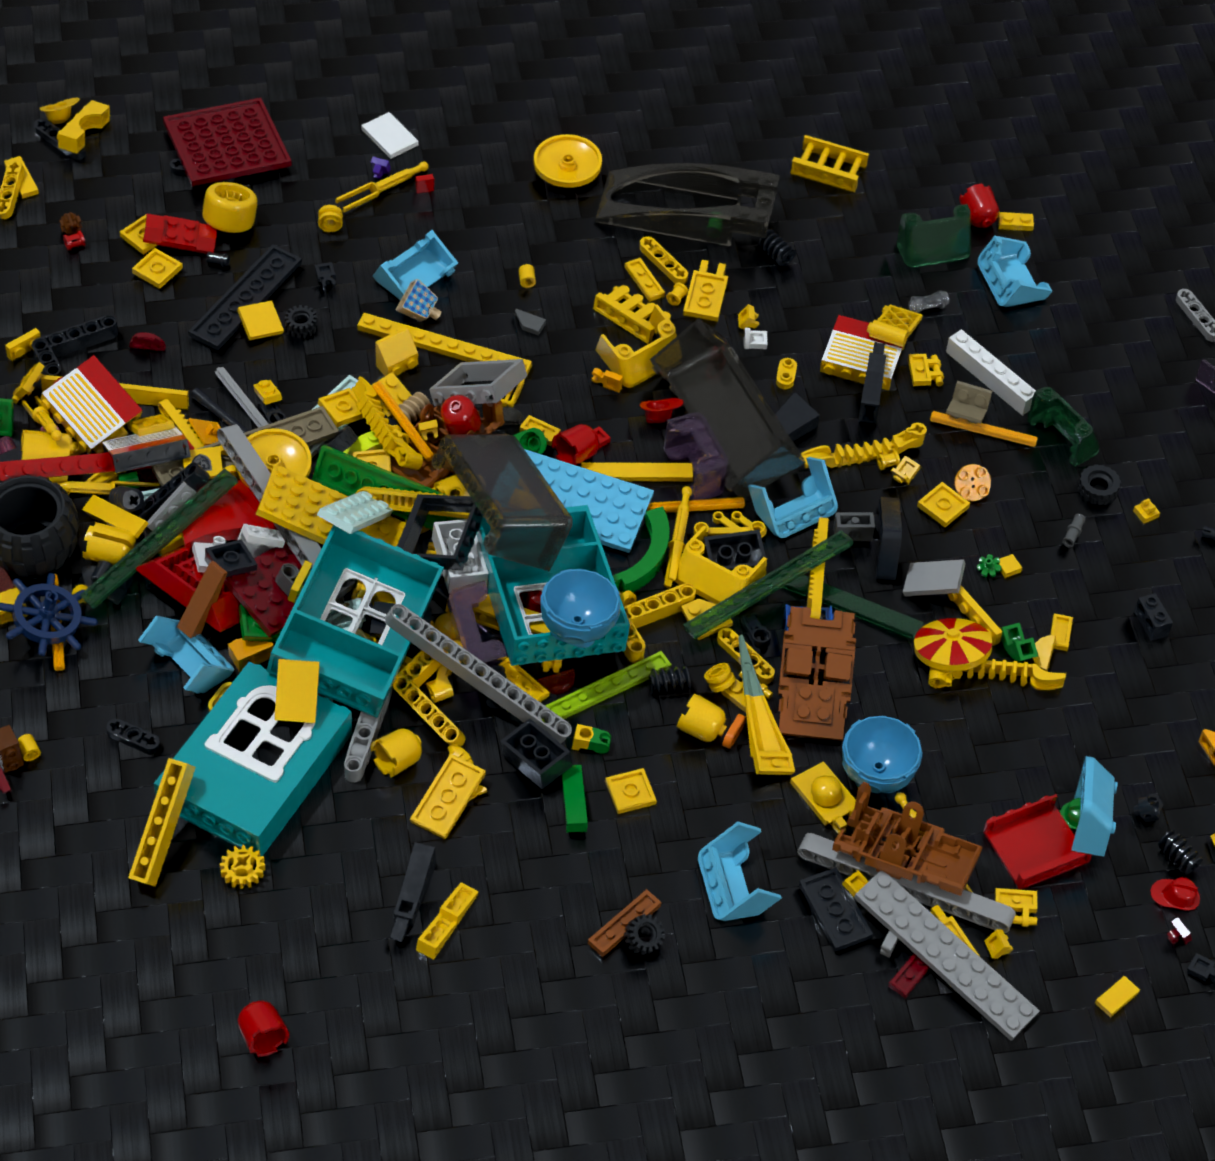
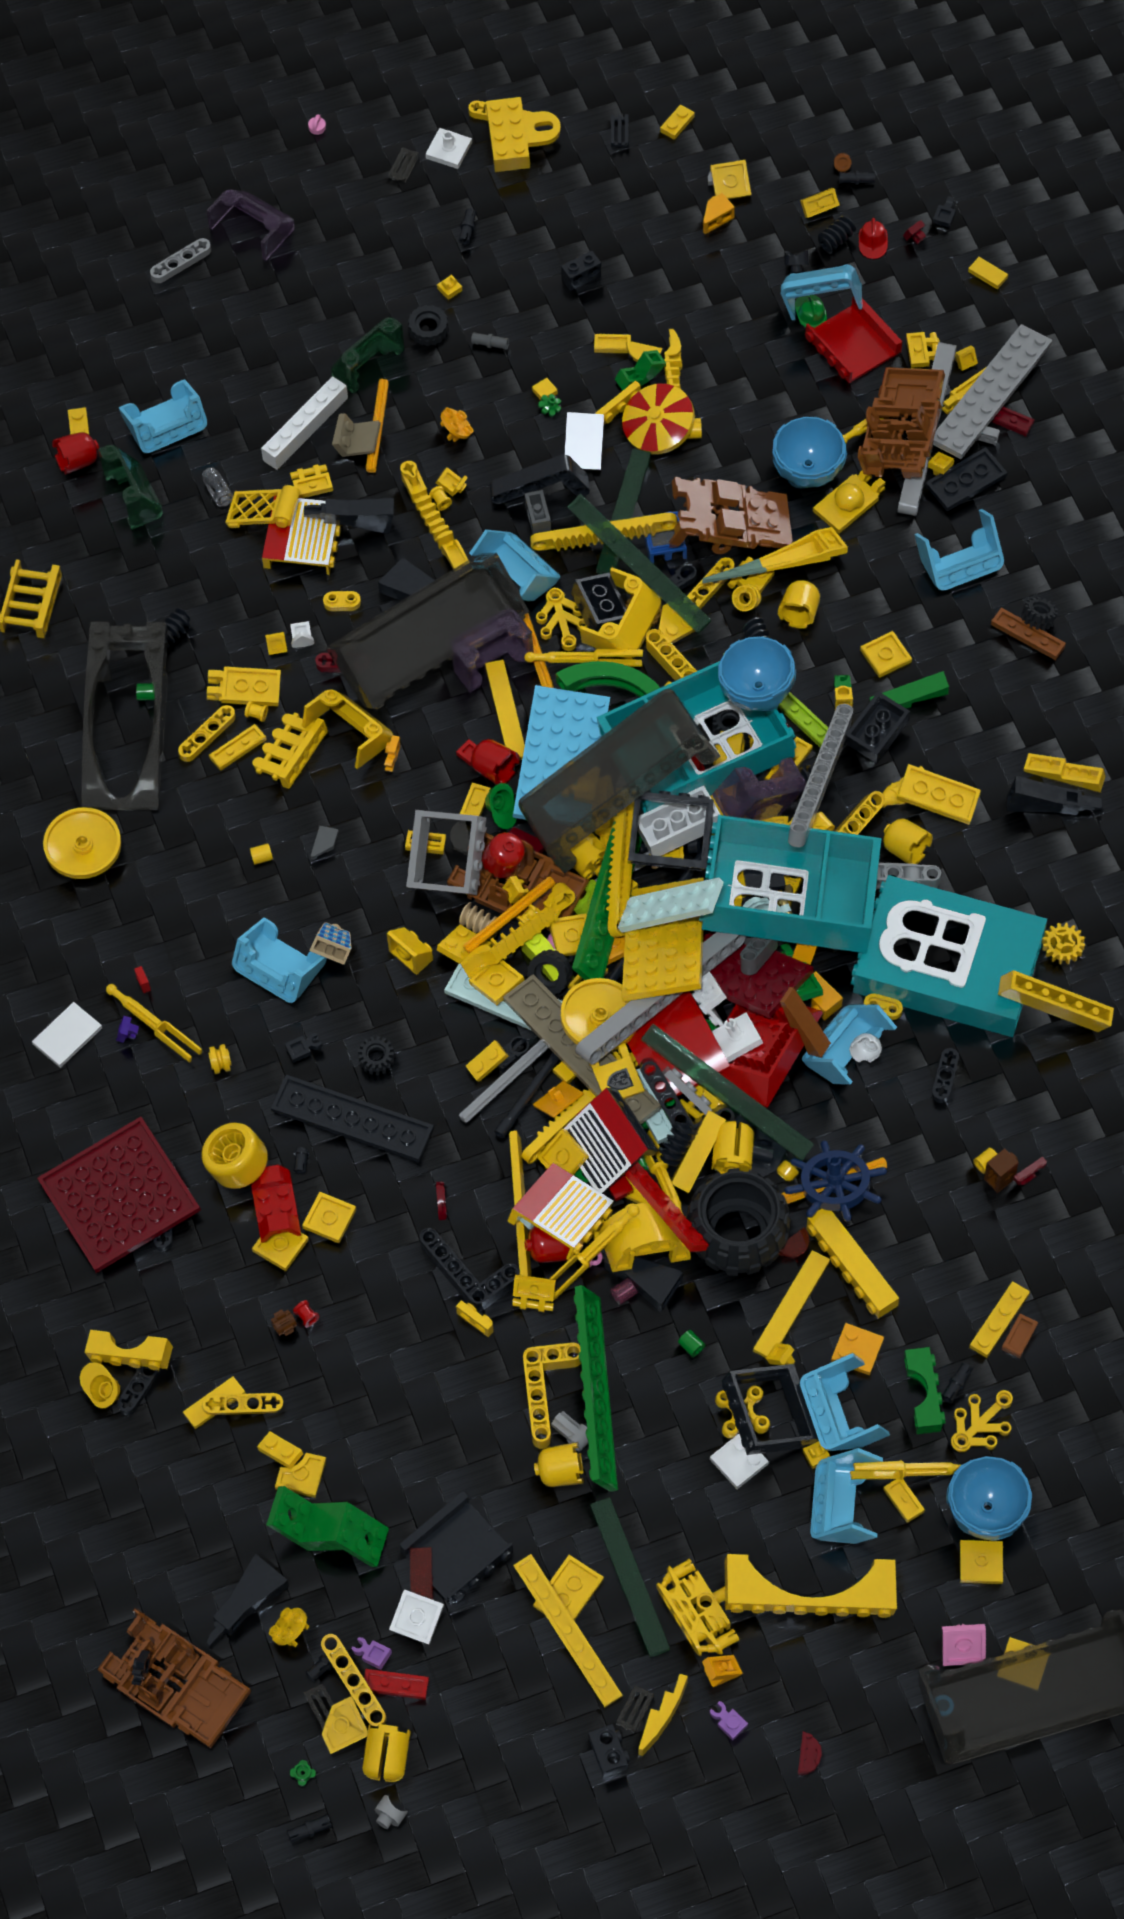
camera: 95 degrees left, 10 degrees up
(182, 672) = (865, 1047): none -> white hair
(232, 557) = (752, 1007): black plate -> none
(260, 320) = (386, 1092): yellow tile -> none
(297, 690) = (895, 908): yellow tile -> none
(299, 581) = (764, 938): yellow plate -> none
(435, 342) = (375, 916): yellow plate -> none
(660, 410) = (423, 695): red piece -> none
(734, 731) = (791, 576): orange tile -> none
(943, 504) = (485, 447): yellow plate -> none

